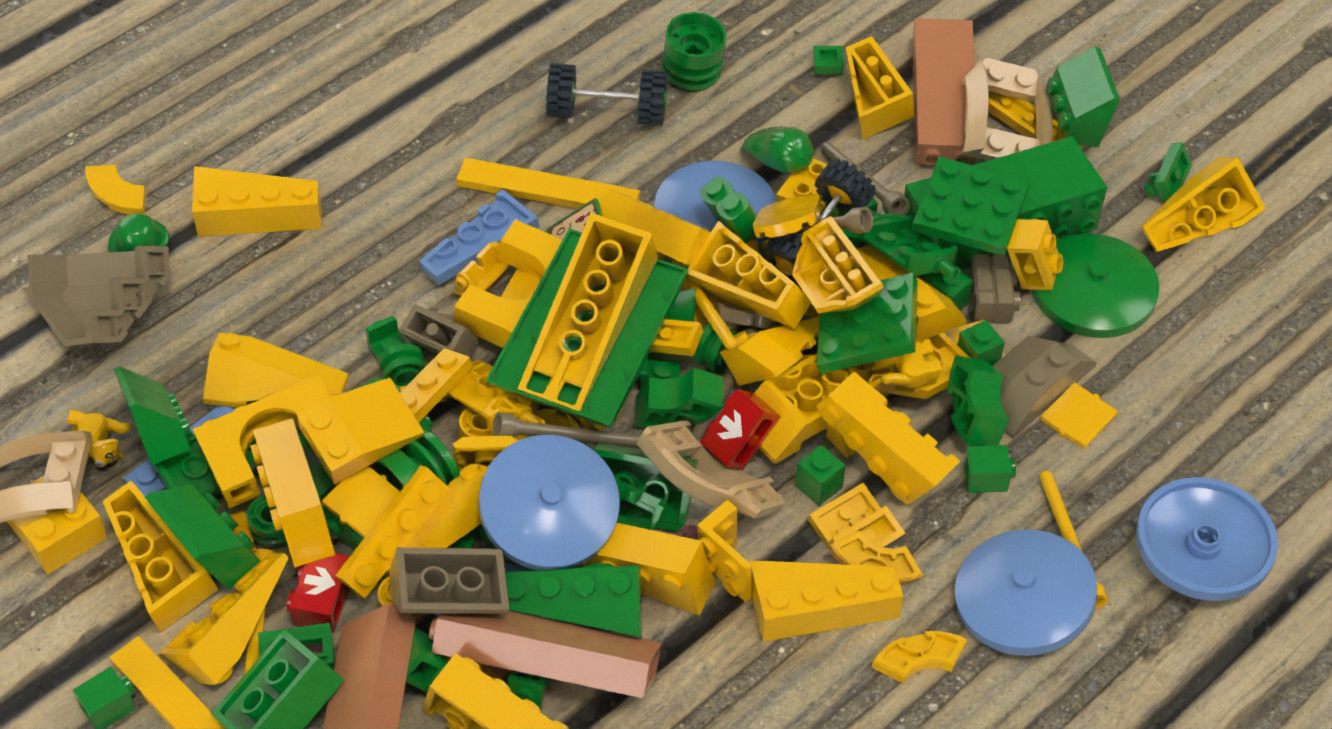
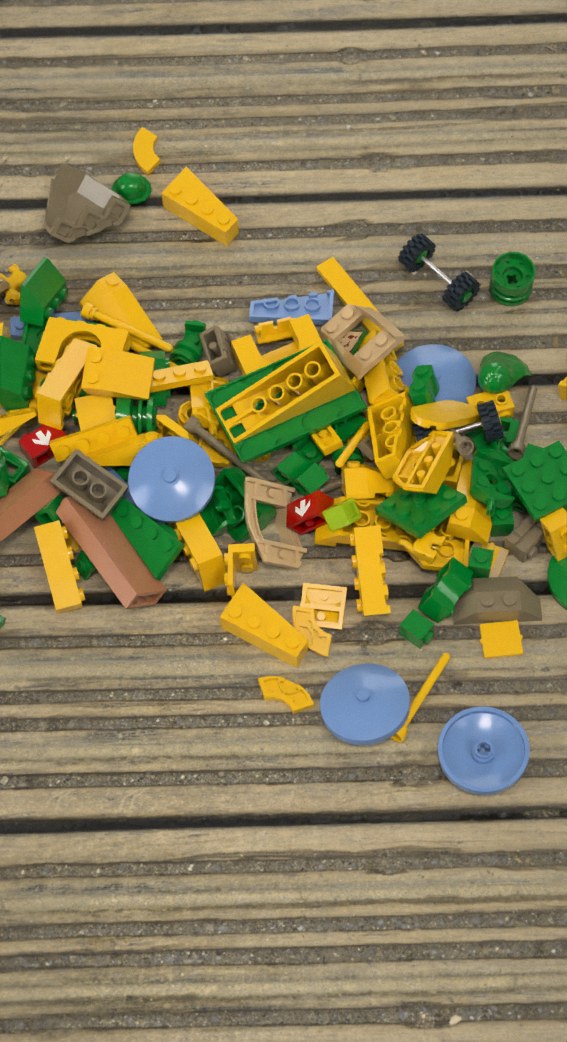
camera: 45 degrees right, 10 degrees up
(235, 396) = (90, 311): none -> yellow piece
(637, 200) = (374, 350): none -> tan wedge
(789, 397) = (341, 514): none -> lime panel
(820, 475) = (329, 567): green brick -> none

